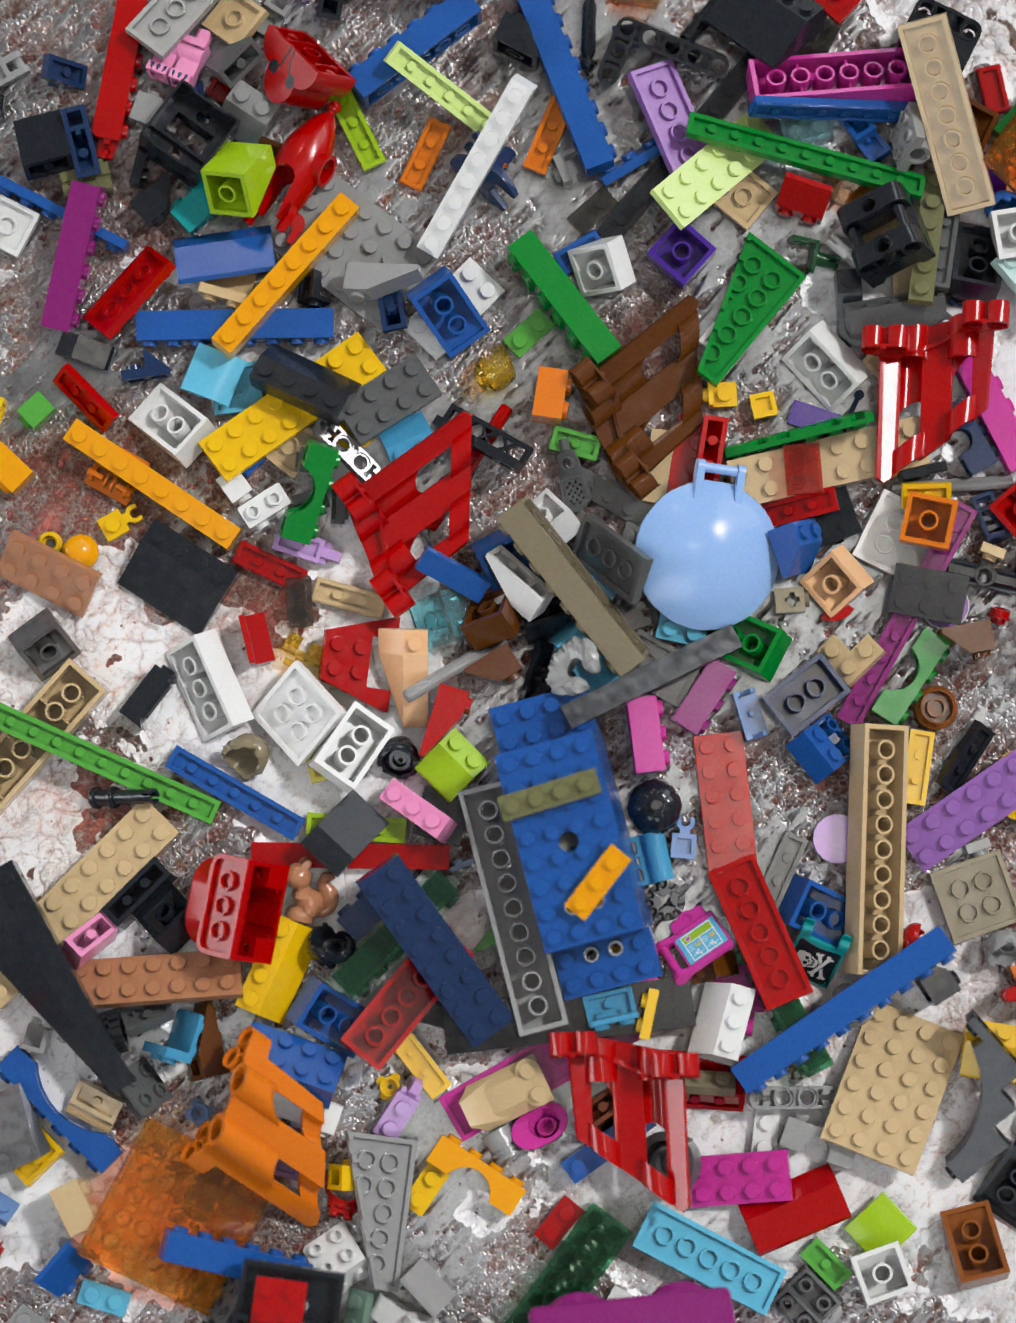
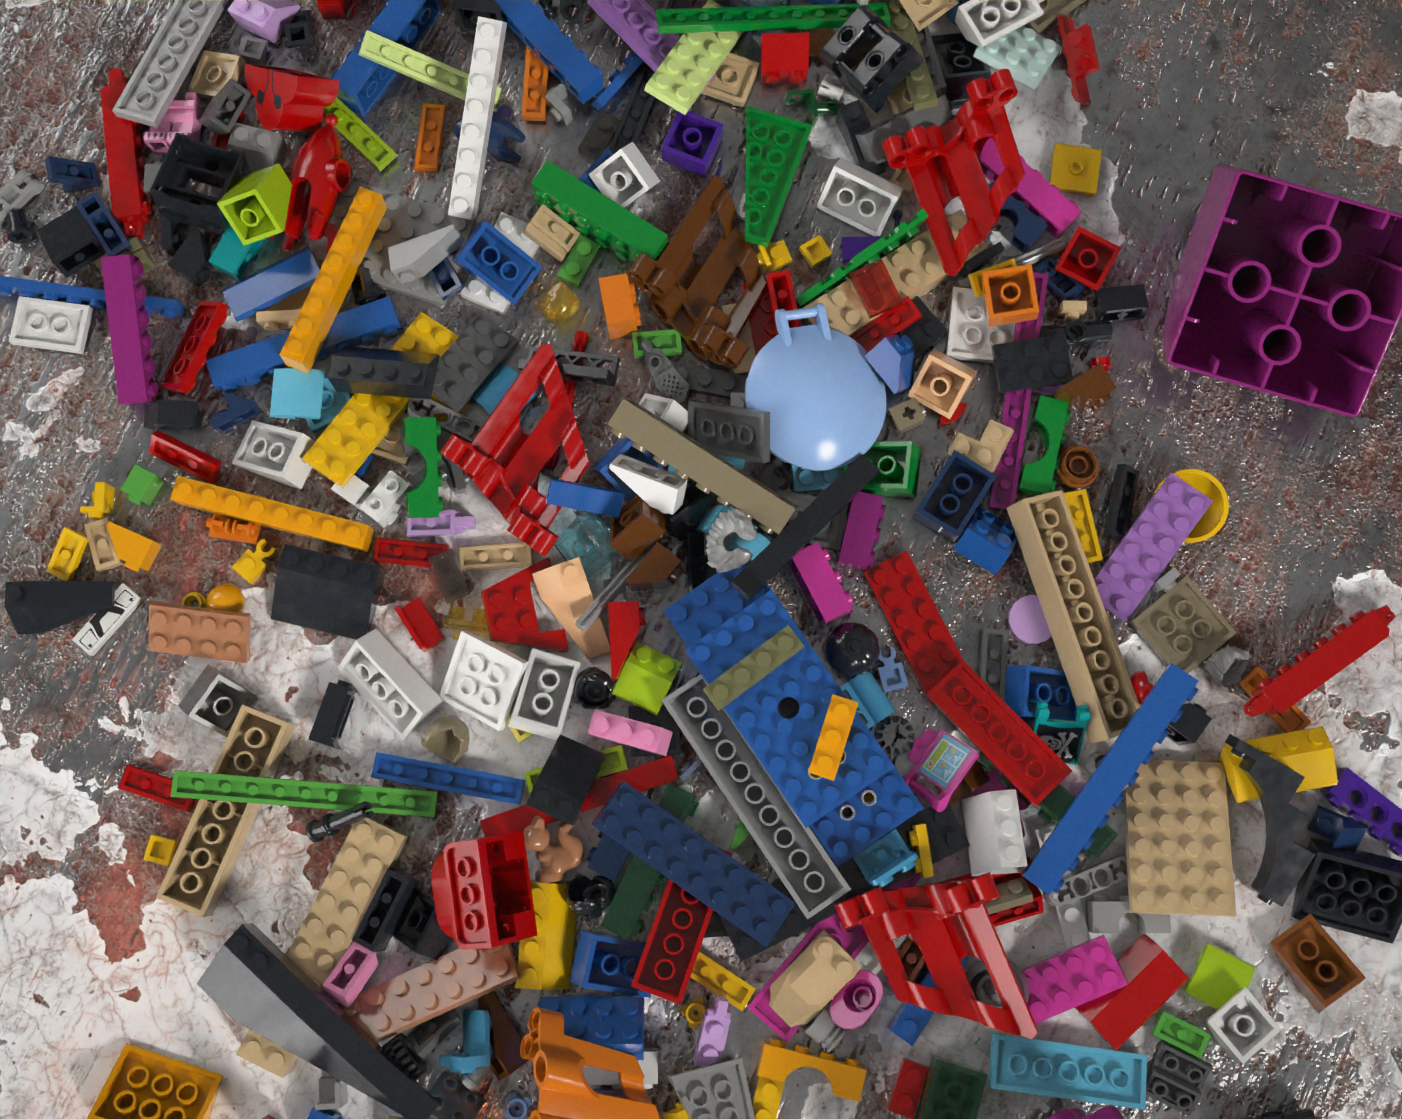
camera: 20 degrees left, 5 degrees down
(511, 297) = (551, 232): none -> tan plate
(749, 714) = (907, 533): medium blue hinge -> none

